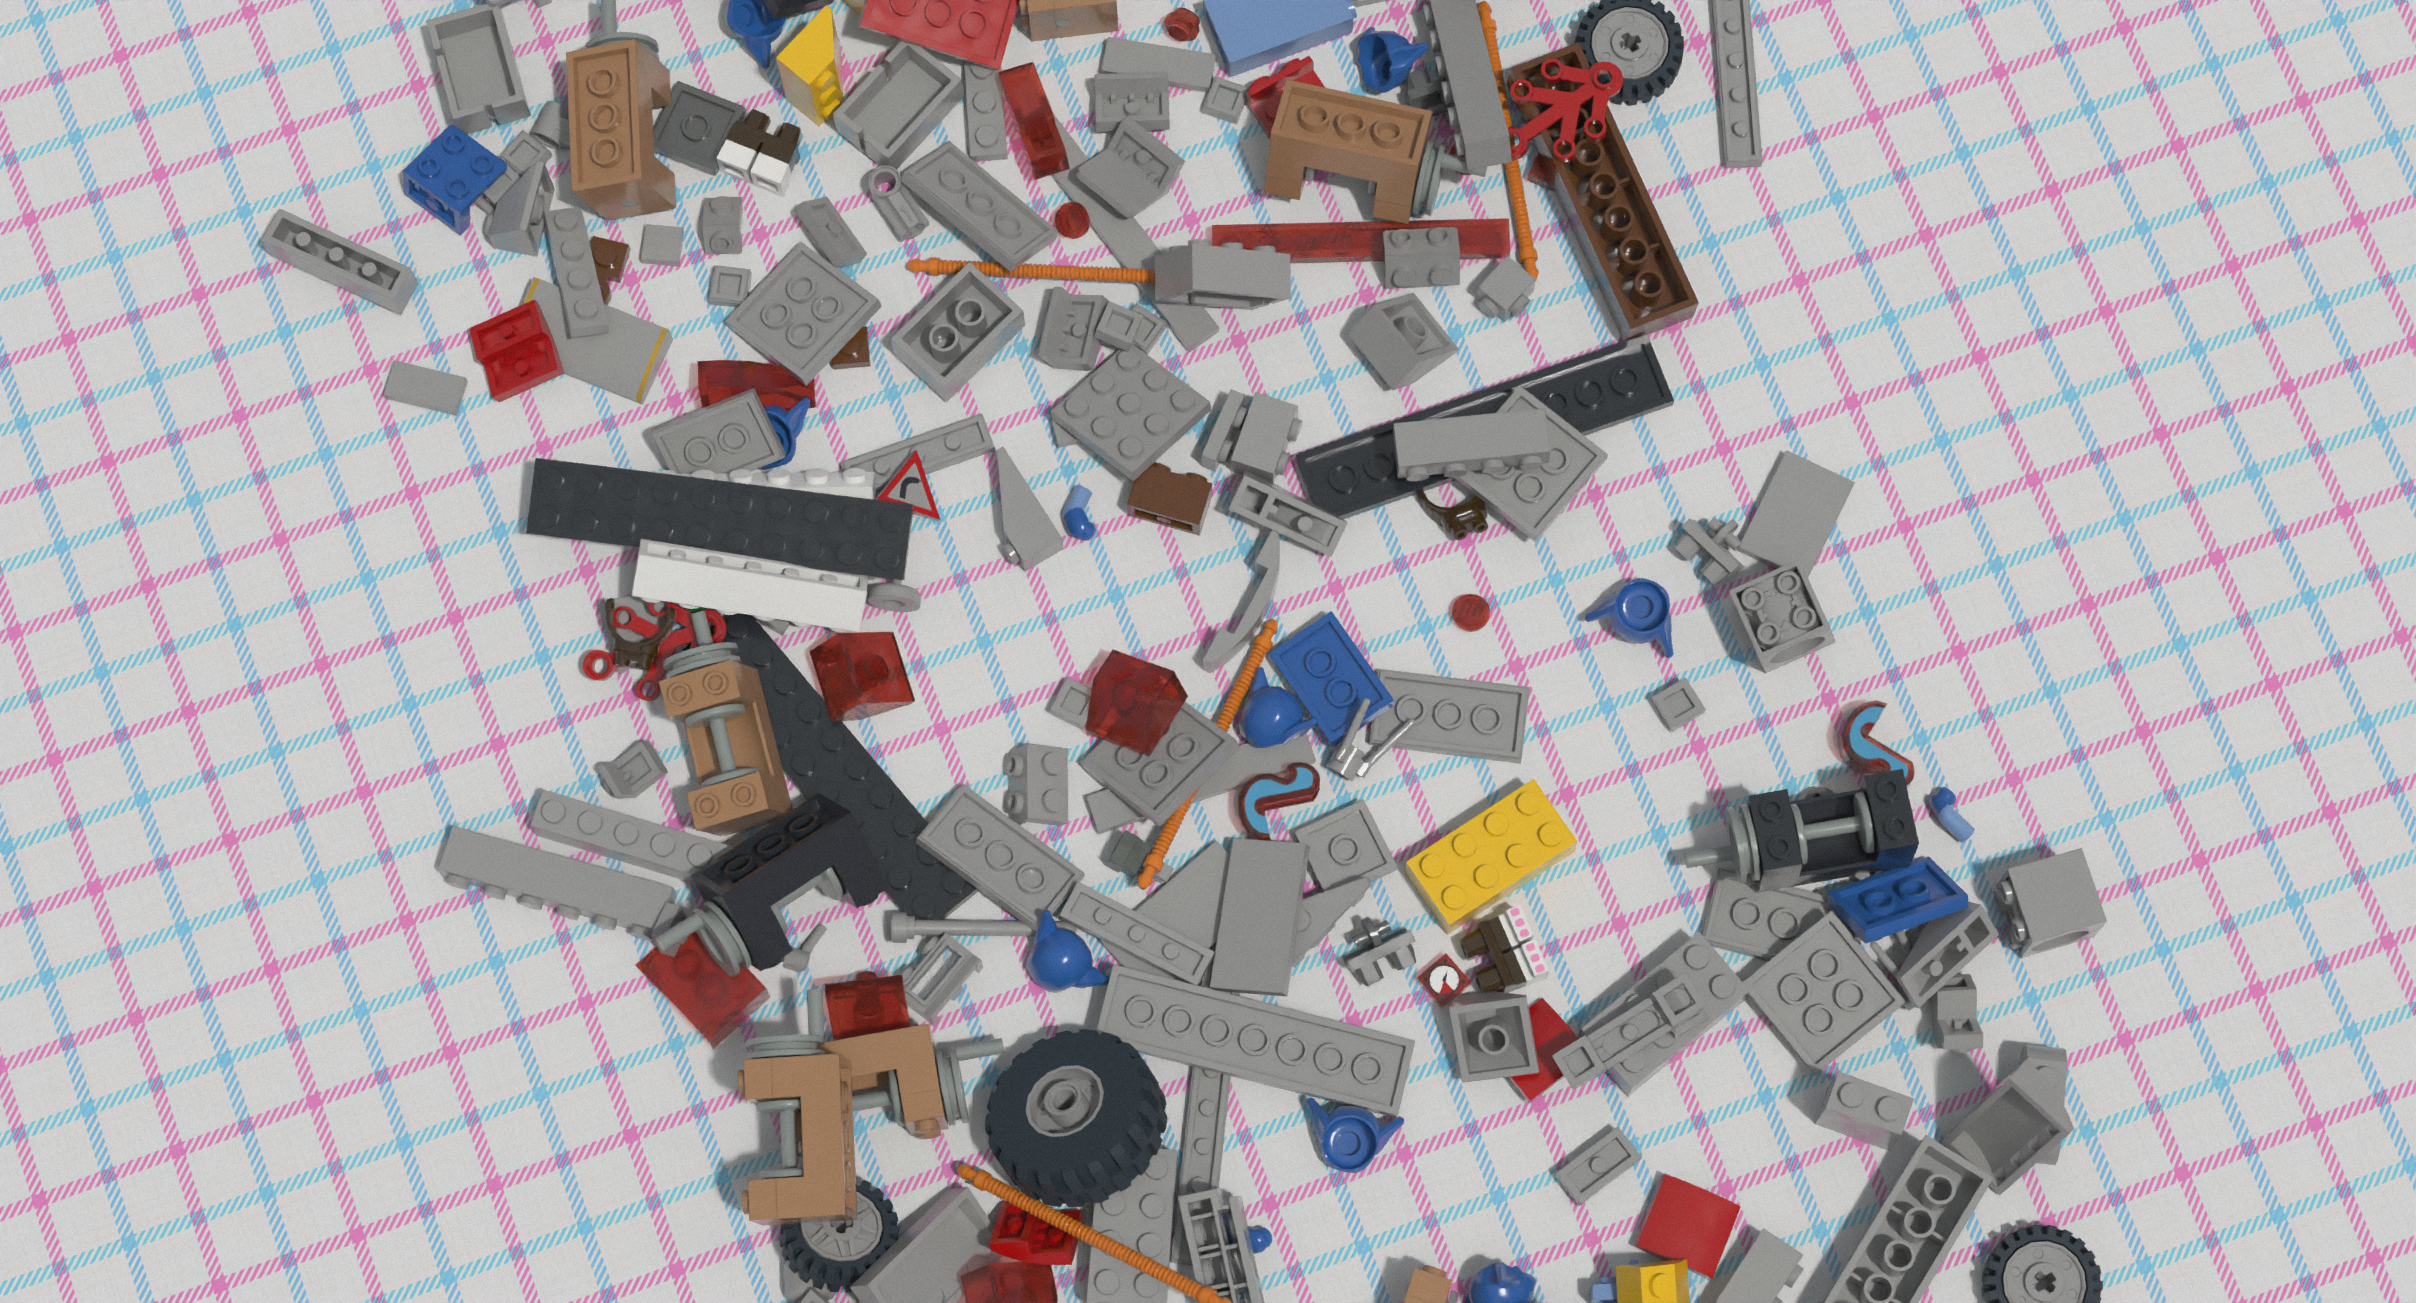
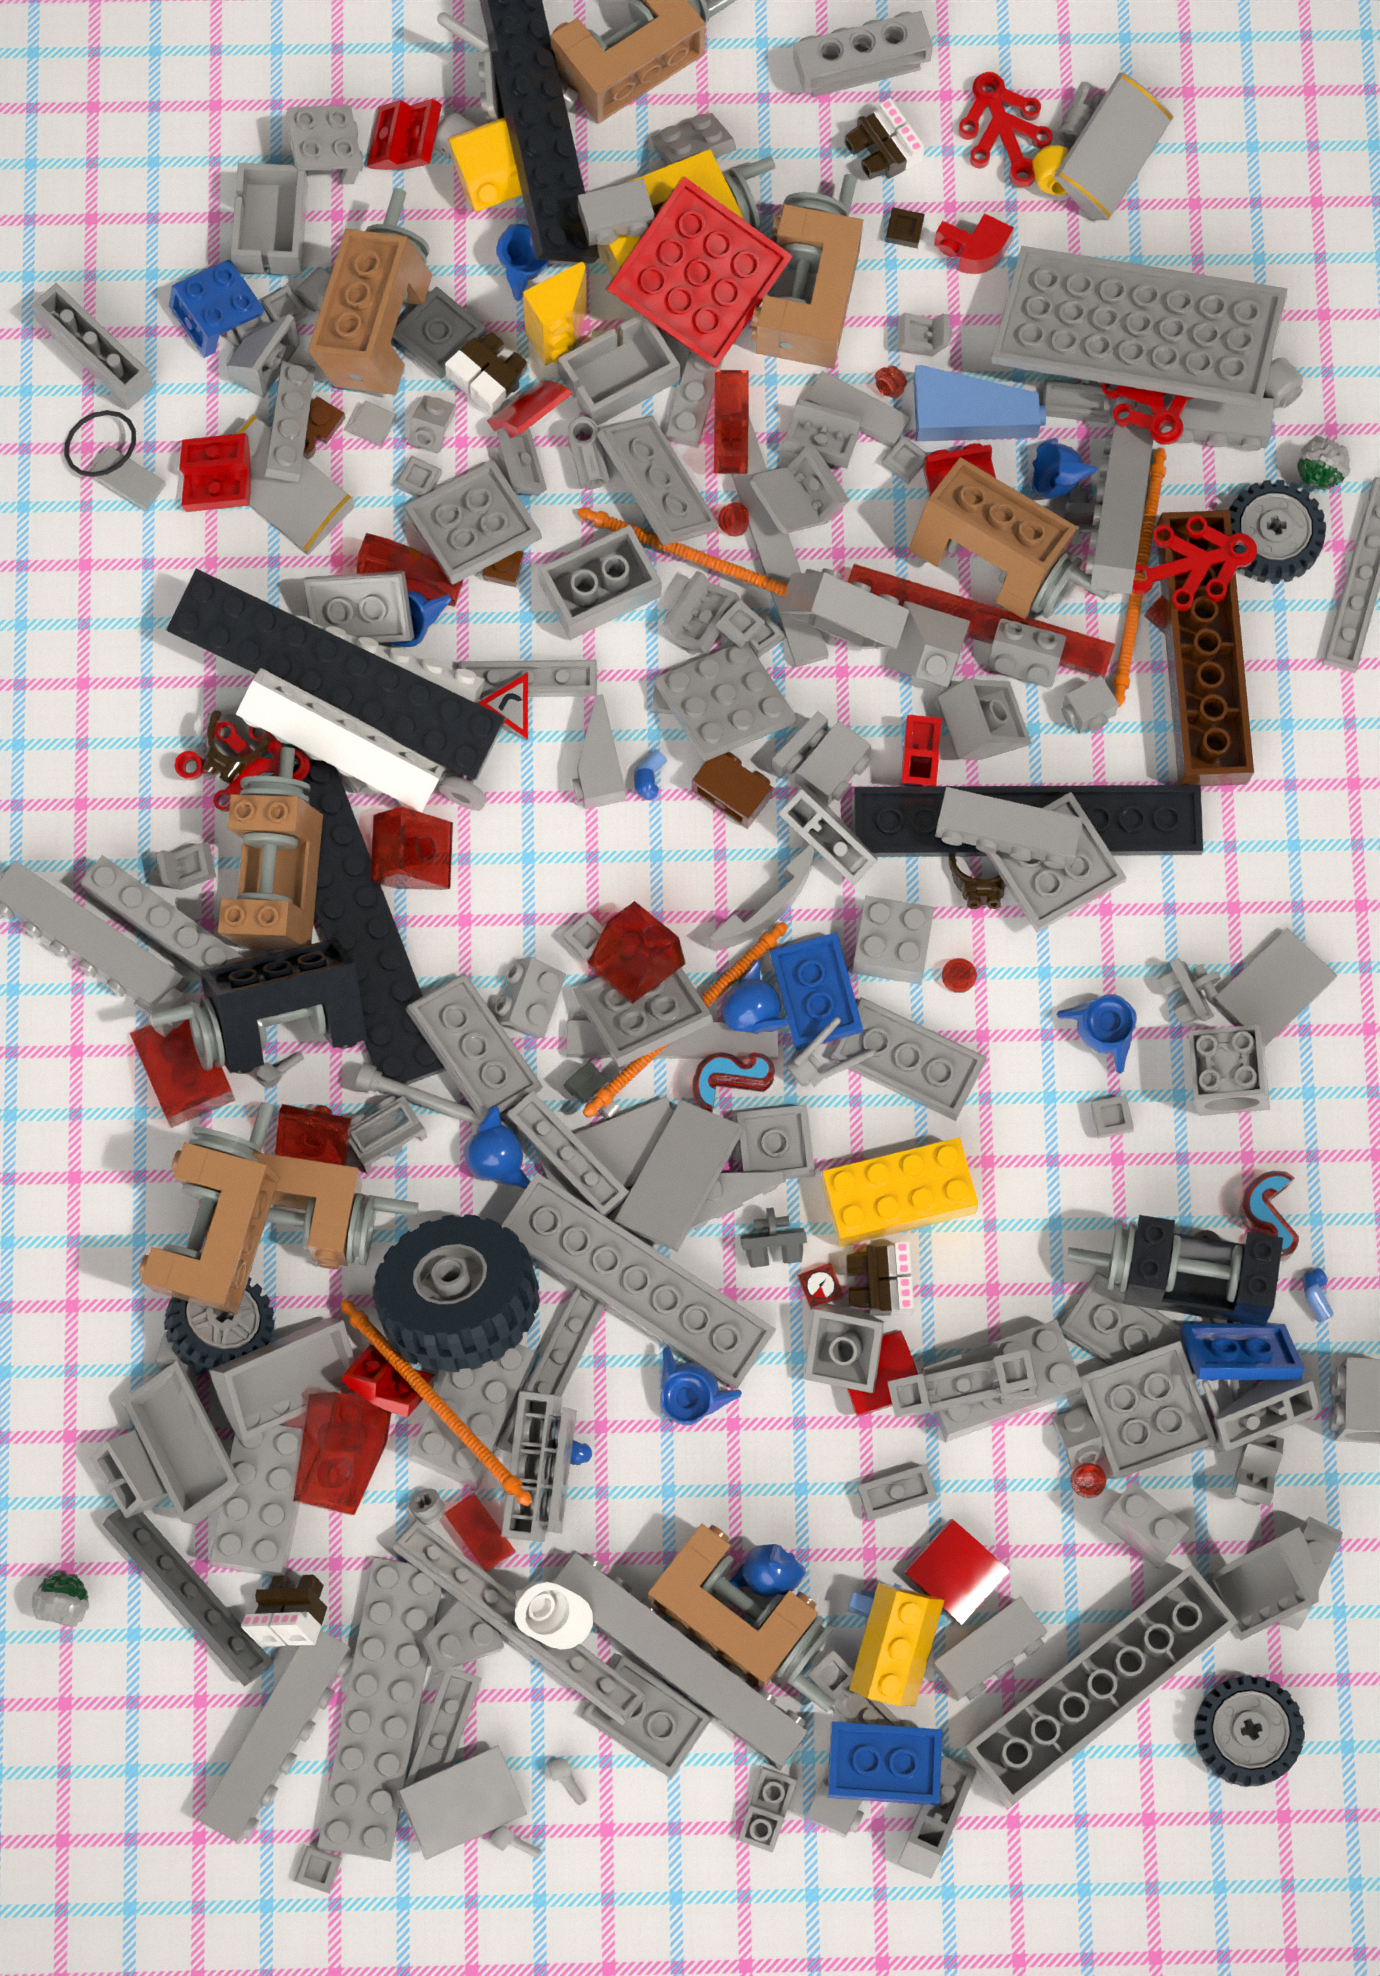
camera: 15 degrees right, 0 degrees up
(354, 347) = (88, 418): none -> black piece
(820, 174) = (529, 407): none -> red slope
(1320, 283) = (929, 645): none -> light grey slope
(1350, 396) = (921, 750): none -> red brick
(1391, 599) = (893, 939): none -> light grey brick
(1763, 1044) = (1079, 1436): none -> light grey bracket
(1788, 1085) = (1088, 1480): none -> clear red plate

